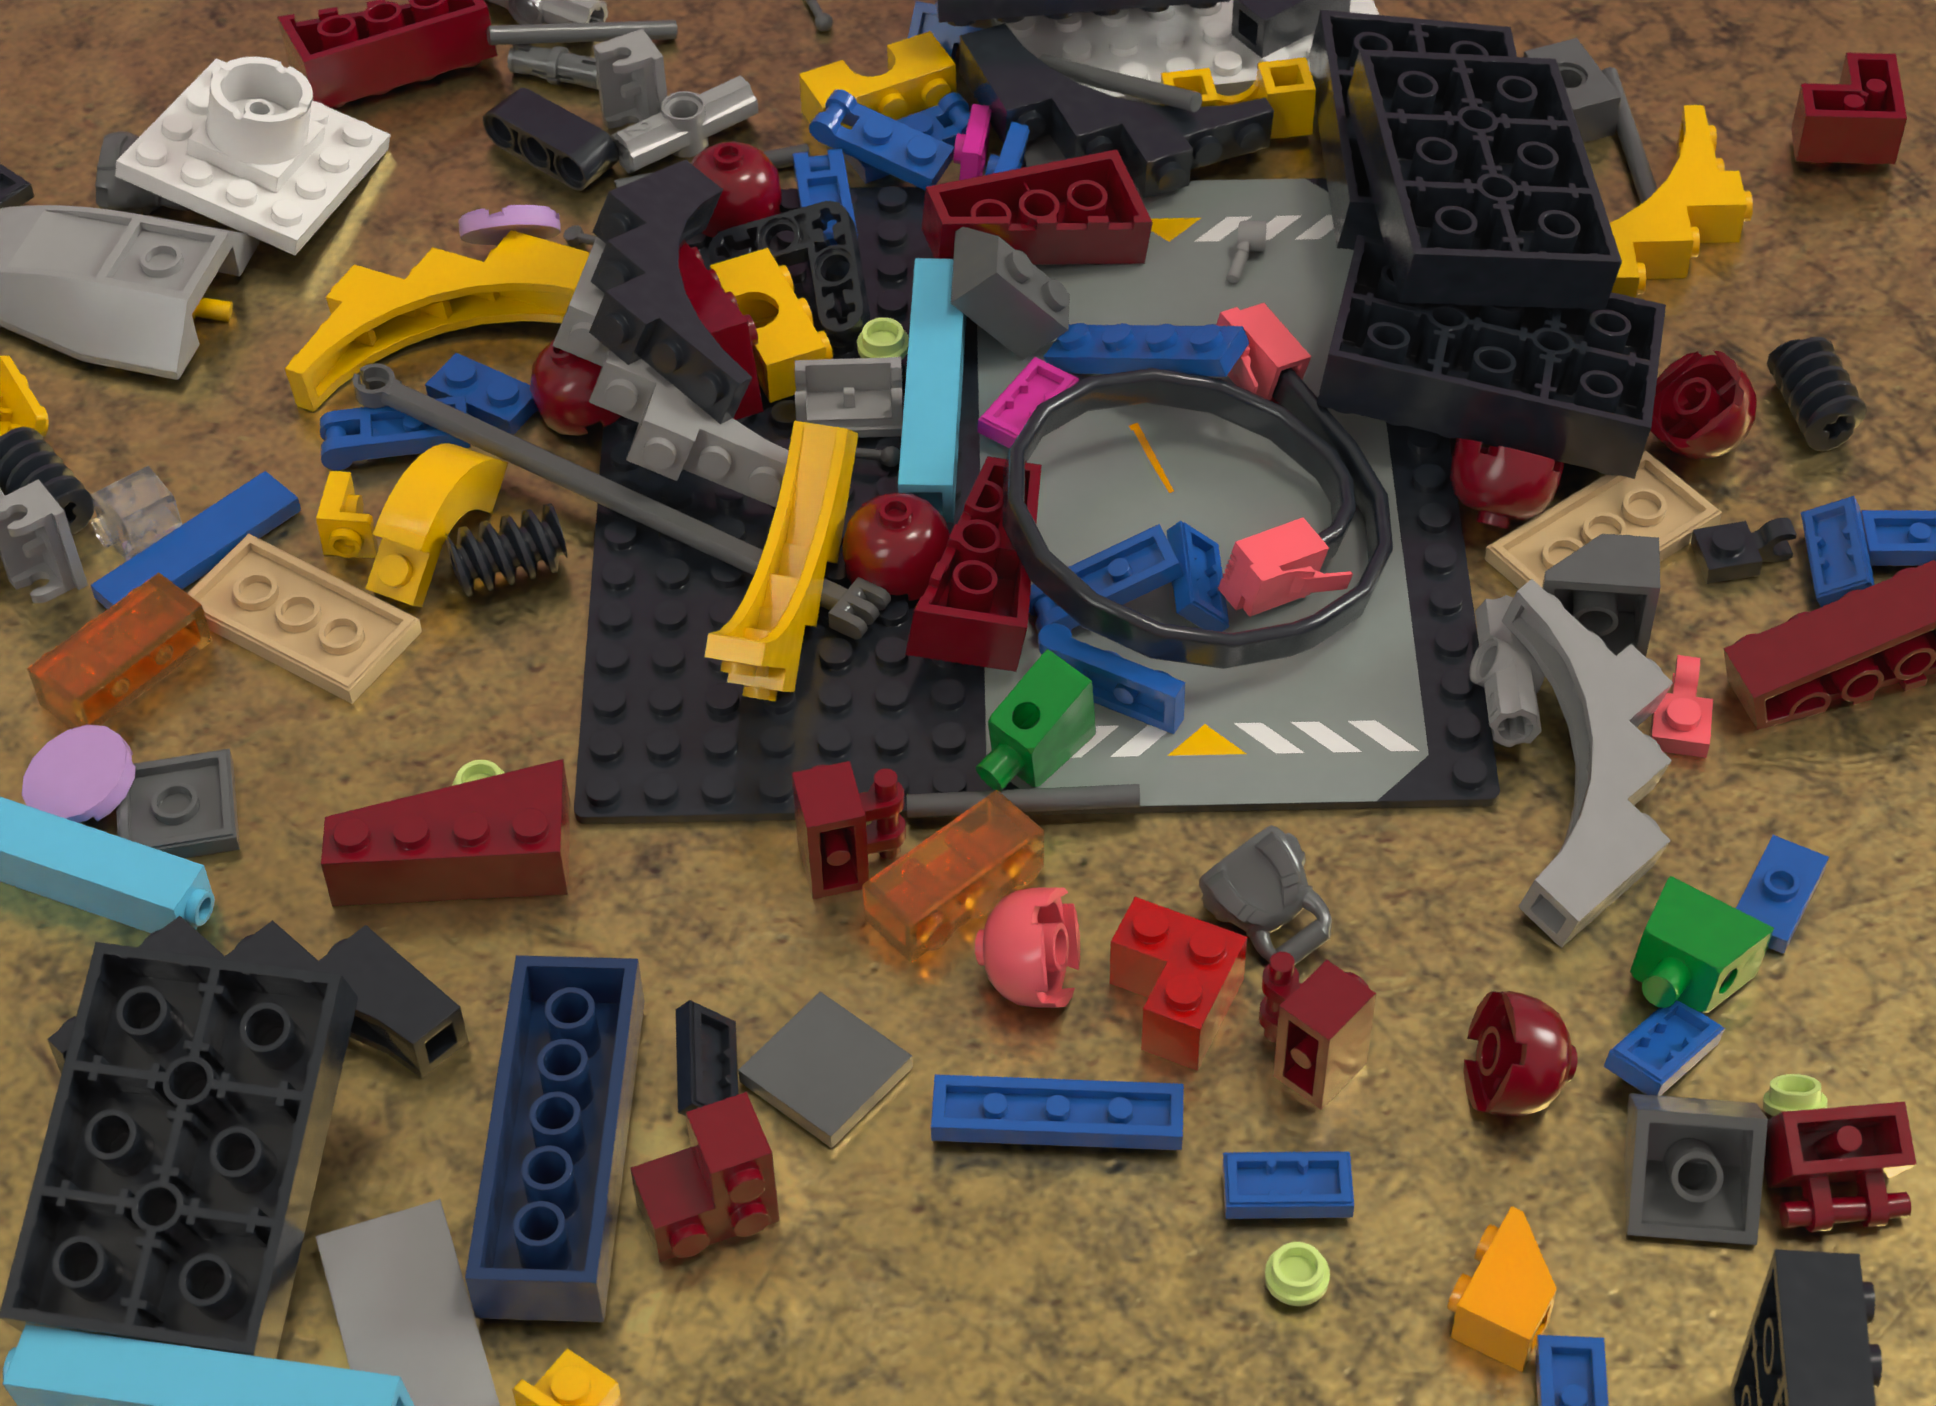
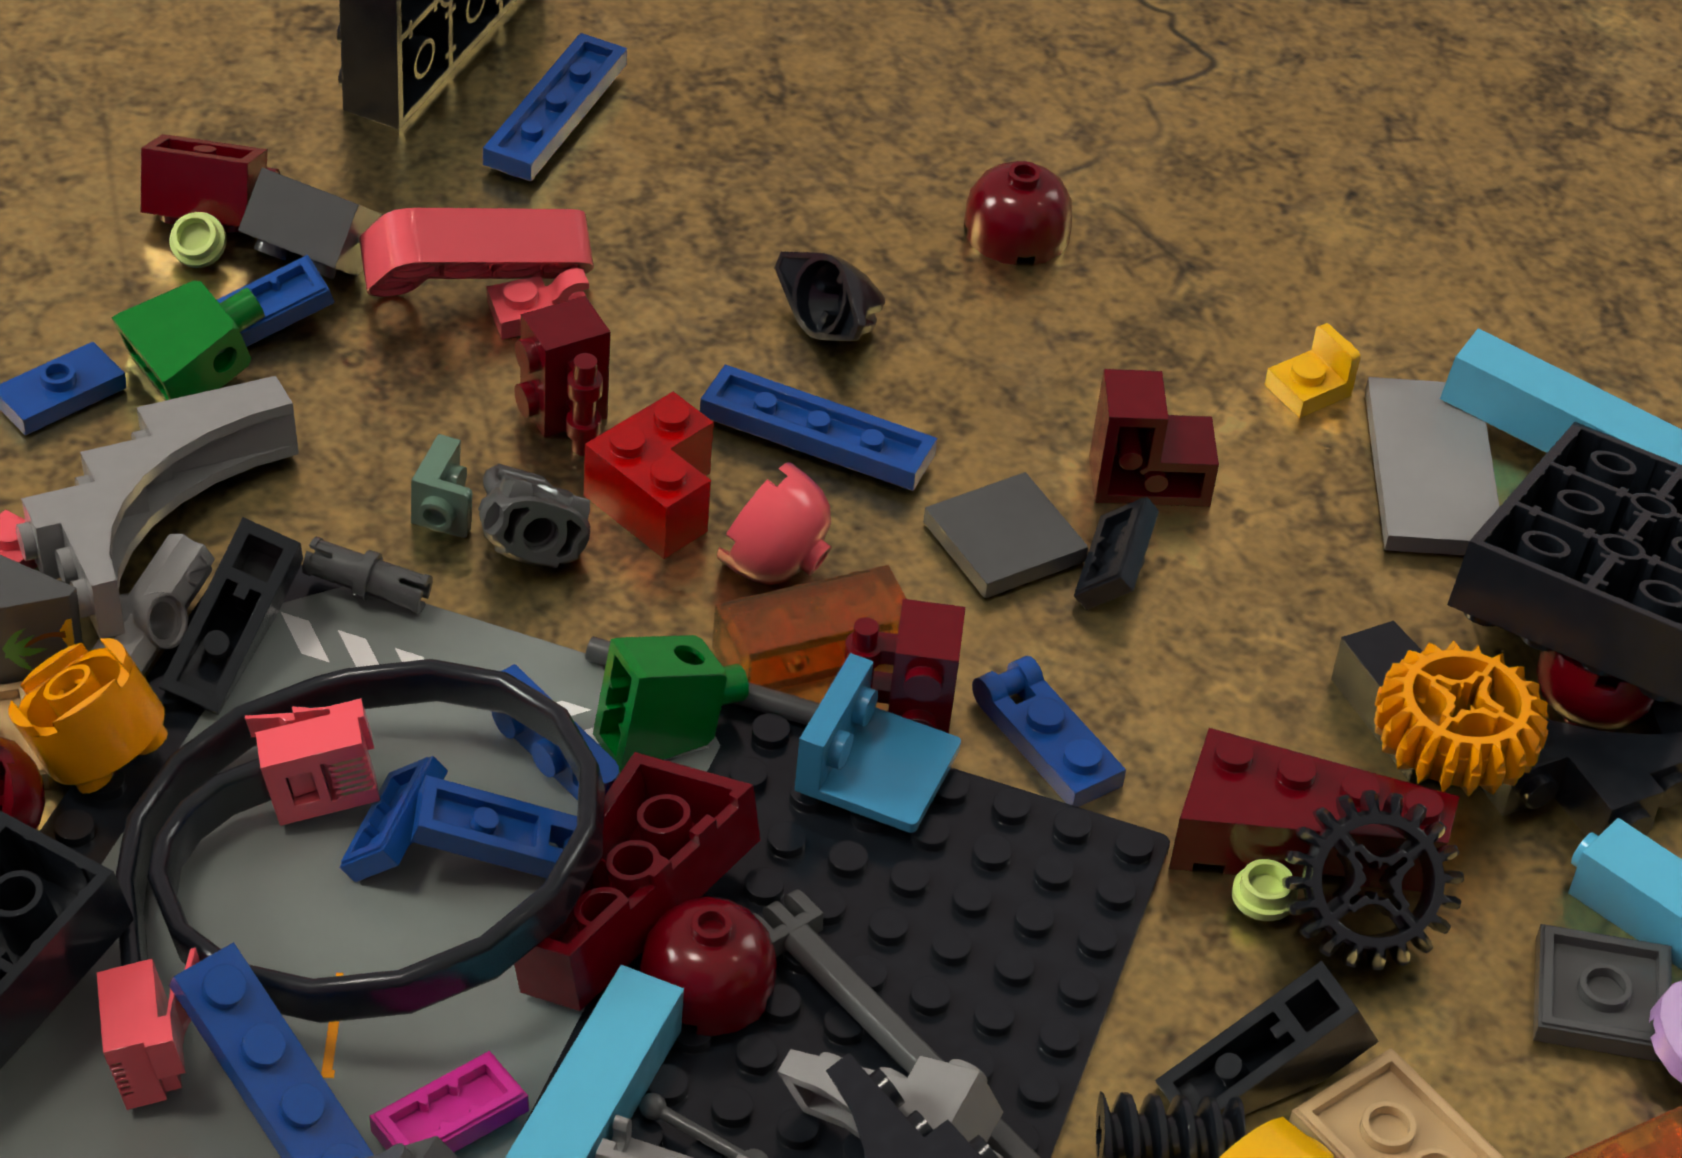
camera: 165 degrees left, 5 degrees down
(320, 904) = (1461, 718): none -> light orange gear
(385, 766) = (1400, 859): none -> black gear
(436, 646) = (1277, 1047): none -> black slope
(557, 1140) = (1270, 527): dark blue brick -> none
(711, 873) = (1048, 733): none -> blue plate
(767, 631) = (807, 978): yellow arch -> none
(840, 735) = (871, 756): none -> dark azure bracket
(1108, 1281) = (829, 295): none -> black hat
(1287, 1185) = (657, 321): blue plate -> none
(1297, 1274) = (684, 269): yellowish green plate -> none
(1362, 776) = (367, 575): none -> dark grey pin
(1362, 886) = (440, 492): none -> sand green bracket
(1423, 1164) = (521, 296): none -> coral plate
(1436, 689) = (233, 616): none -> black slope
(1473, 546) = (89, 714): none -> light orange brick
(1500, 1154) = (471, 244): none -> coral beam
(1508, 1295) = (541, 180): light orange slope -> none
(1520, 1055) = (406, 315): dark red cylinder -> none

